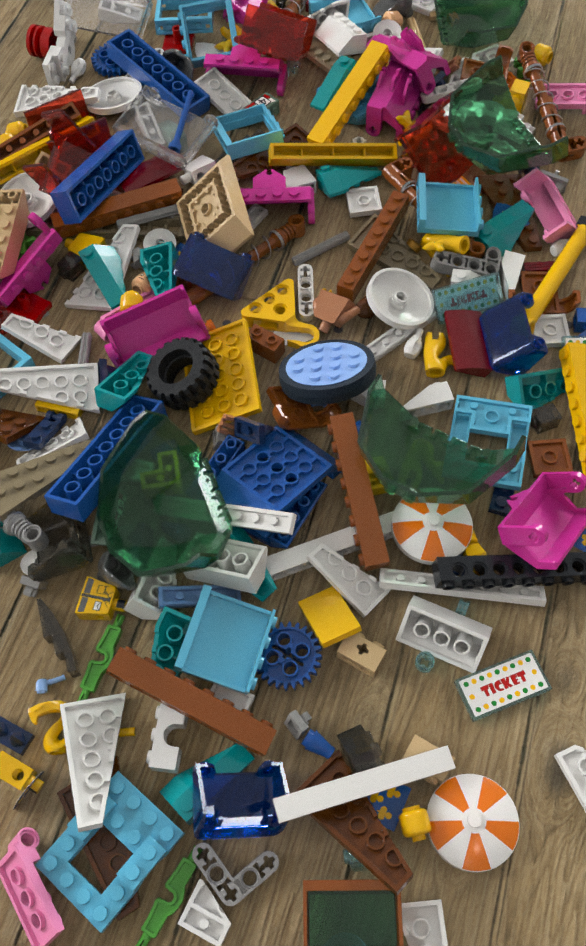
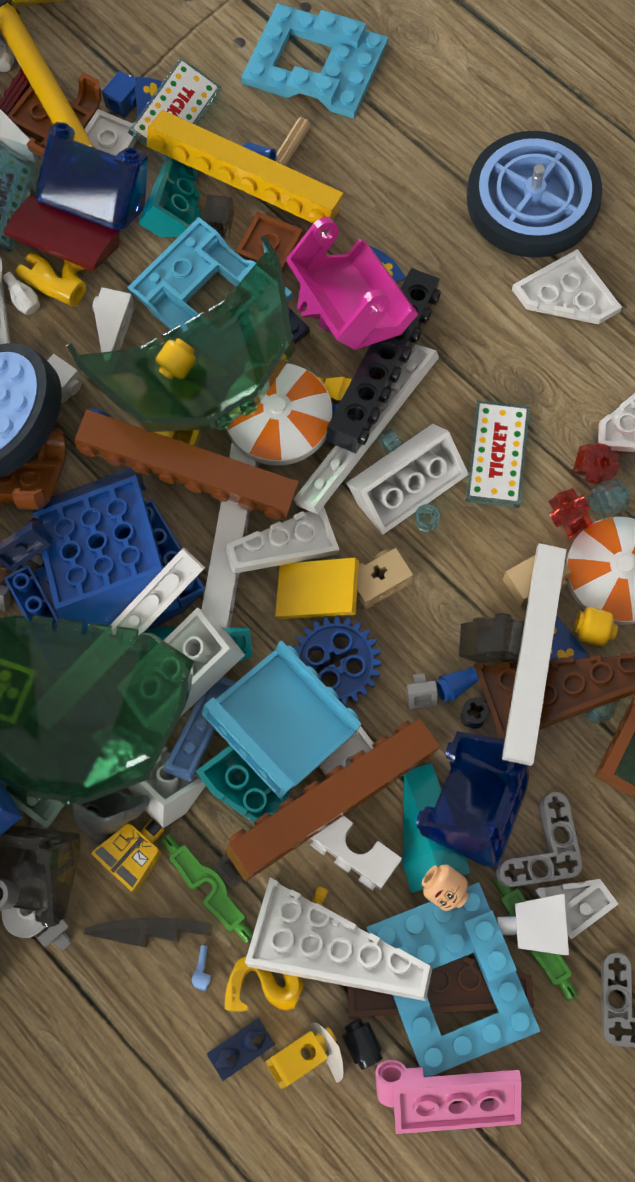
camera: 60 degrees left, 10 degrees up
(43, 811) = (362, 1044): none -> black brick
(164, 808) = (445, 887): none -> light nougat head
(173, 893) = (539, 925): none -> white torso
(302, 760) = (477, 705): none -> black bush
(422, 444) = (175, 359): none -> yellow head
(489, 758) = (570, 512): none -> clear red brick
(519, 782) = (609, 498): none -> clear light blue head
(534, 751) = (596, 463): none -> clear red brick

